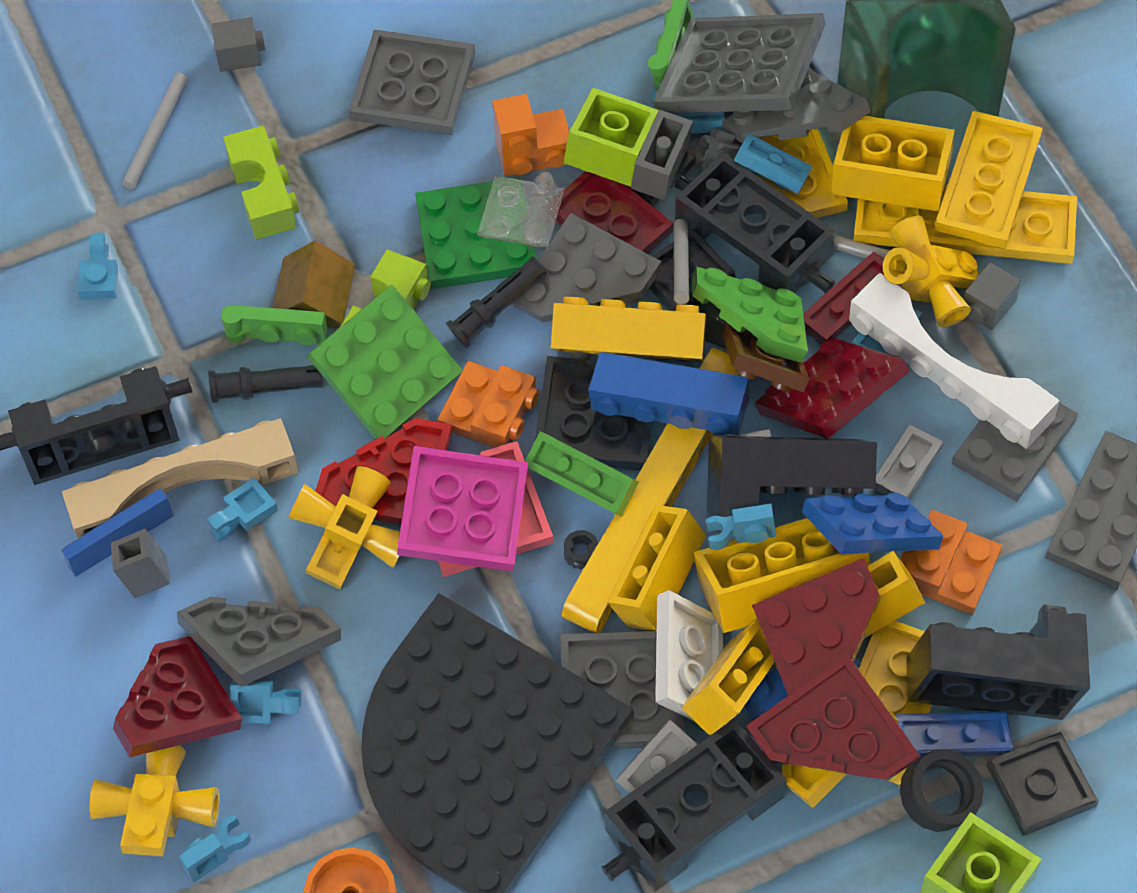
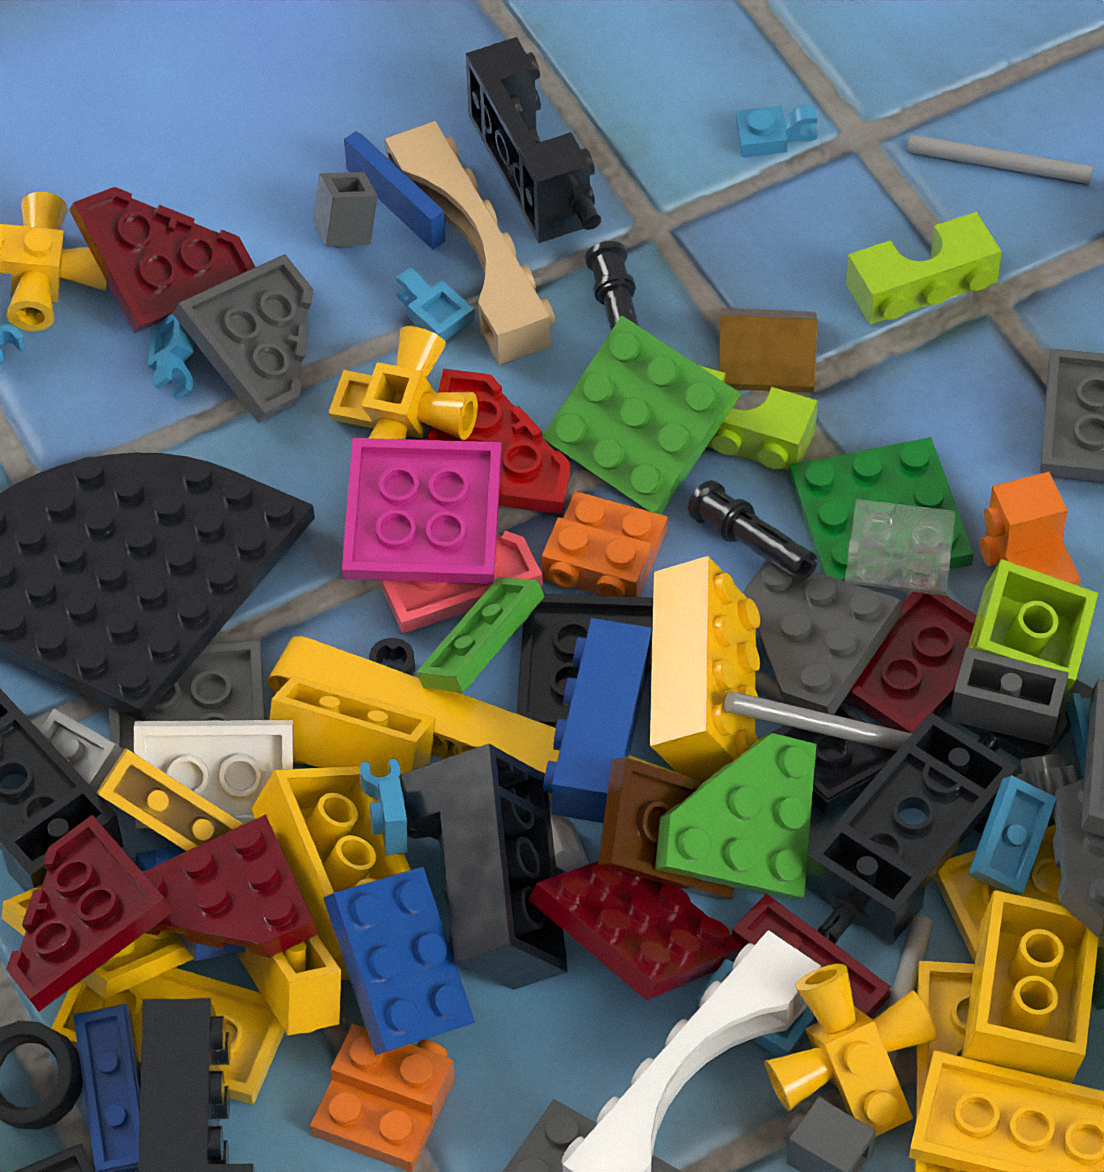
camera: 85 degrees right, 5 degrees down
(273, 324) = (699, 302): bright green plate -> none
(908, 462) = (536, 1040): light grey plate -> none

